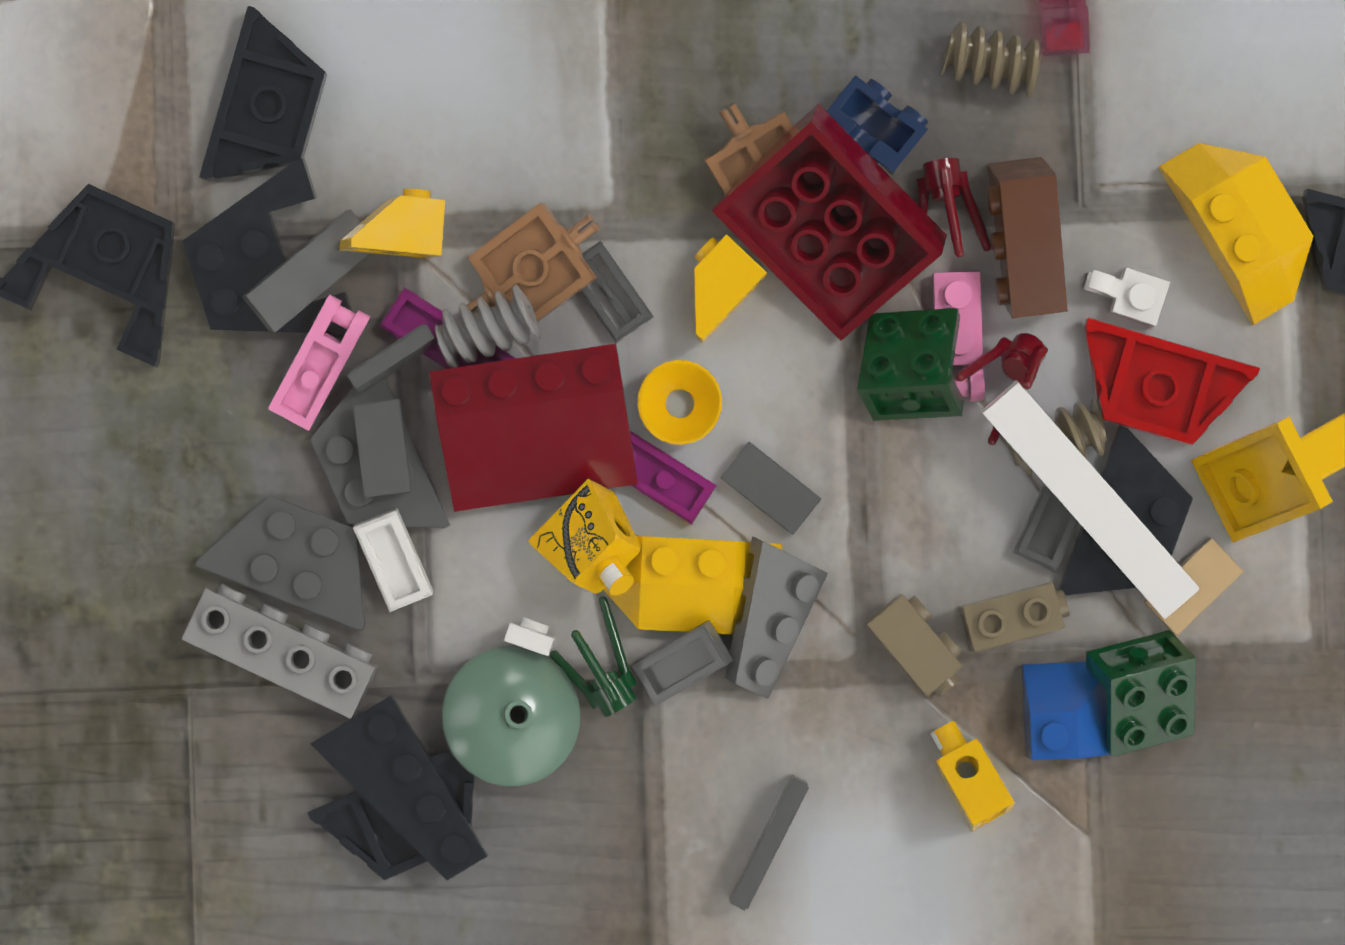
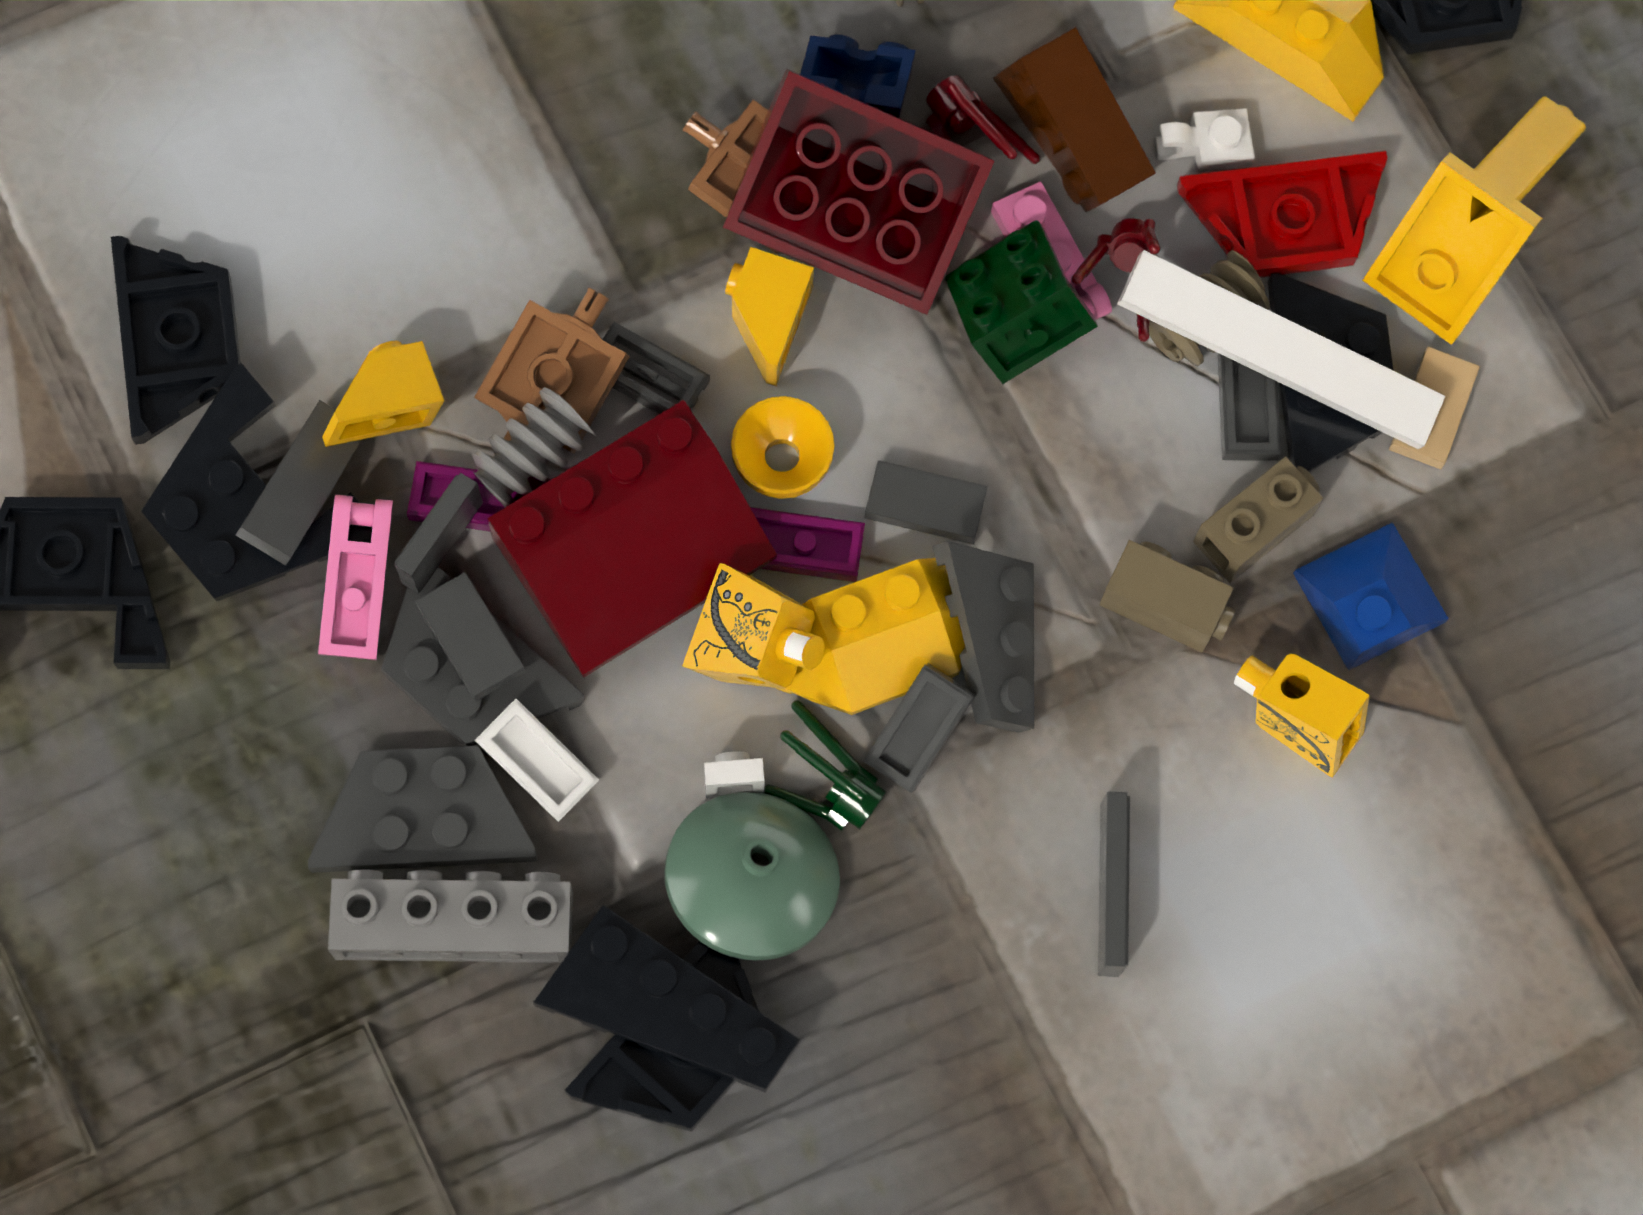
camera: 30 degrees left, 15 degrees down
(1147, 690) = (1449, 531): dark green bracket -> none

